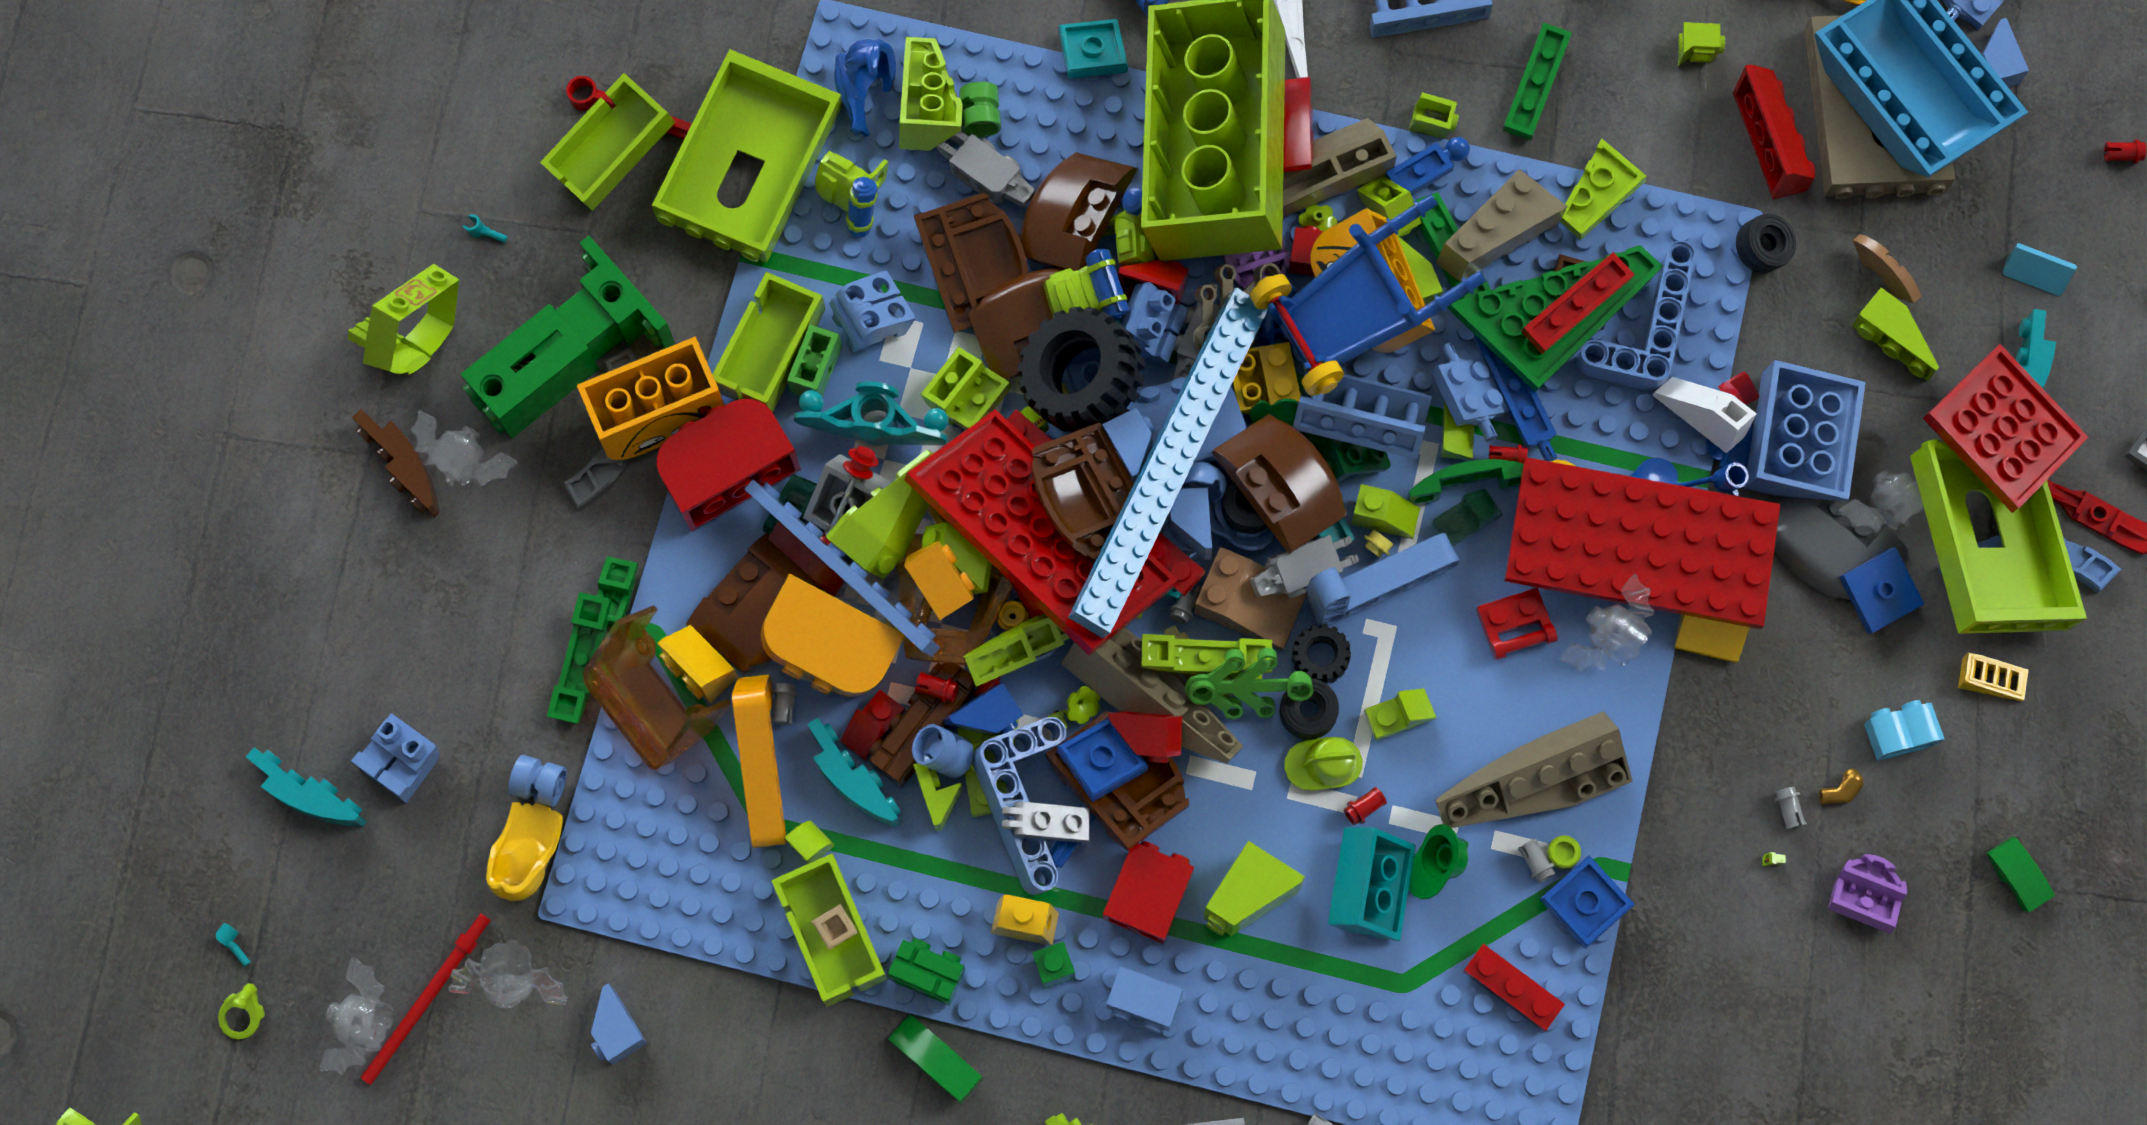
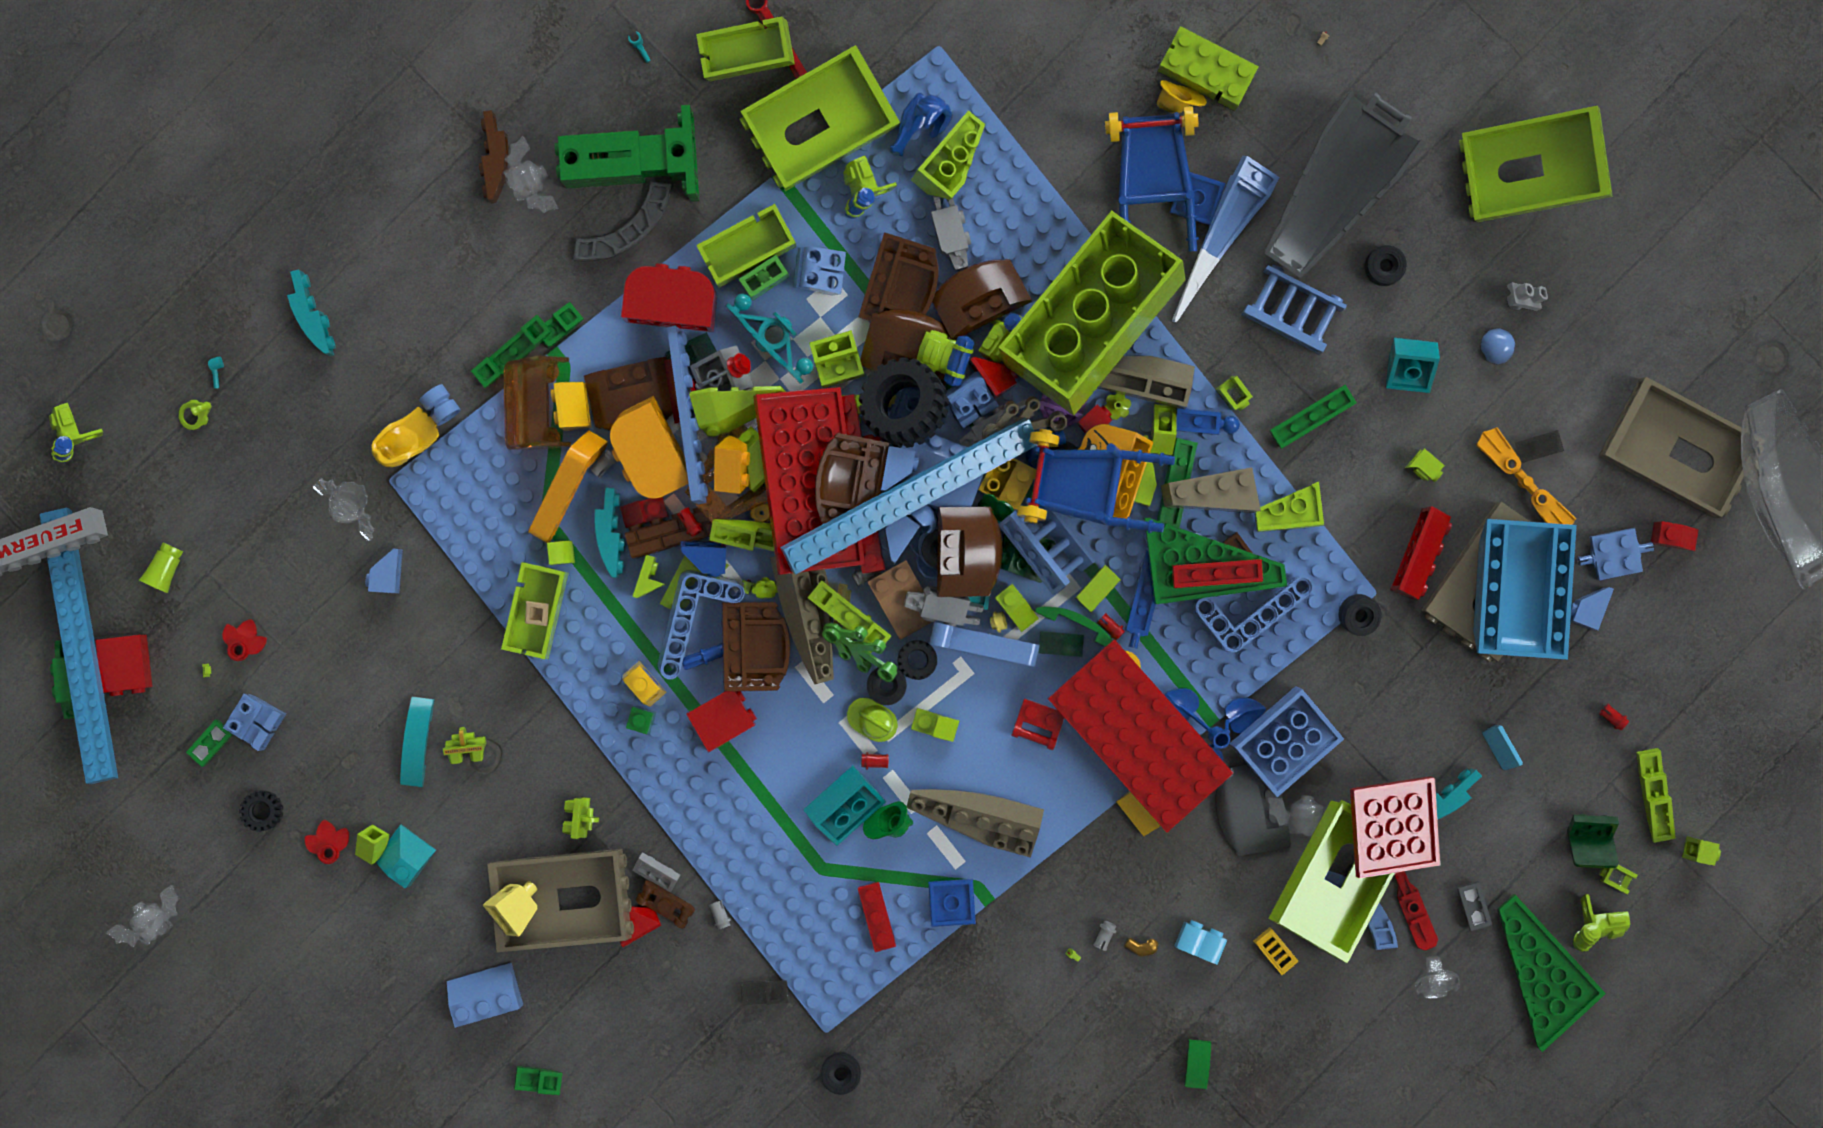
camera: 30 degrees right, 15 degrees up
(358, 1020) = (252, 467): clear helmet -> none
(380, 332) = (552, 80): lime piece -> none
(397, 758) = (372, 333): medium blue hips -> none
(465, 944) = (338, 466): red bar -> none
(650, 399) = (653, 233): light orange brick -> none
(926, 971) = (571, 671): green brick -> none
(936, 1059) = (543, 720): green slope -> none
(942, 751) = (666, 560): medium blue wheel -> none
(980, 109) = (975, 190): bright green wheel -> none
(1048, 821) = (694, 642): hinge -> none
(1092, 48) = (1071, 199): teal tile -> none
(1101, 759) = (749, 630): blue plate -> none
(1144, 1000) = (674, 775): medium blue brick -> none
(1150, 733) = (784, 636): red slope -> none
(1250, 890) = (773, 761): lime slope -> none
(1298, 125) = (1148, 341): red slope -> none
(1469, 391) = (1118, 574): medium blue plate -> none
(1537, 861) = (943, 860): light grey pin -> none
(1563, 852) = (962, 866): lime tile -> none
(1615, 630) = (1085, 771): clear helmet -> none
(1709, 411) = (1241, 687): white slope -> none
(1741, 388) = (1267, 688): red bracket -> none
(1869, 892) = (1108, 1011): medium lavender slope -> none
(1881, 590) = (1254, 858): blue plate -> none
(1895, 277) = (1416, 682): medium nougat tile -> none
(1895, 331) = (1390, 716): lime slope -> none

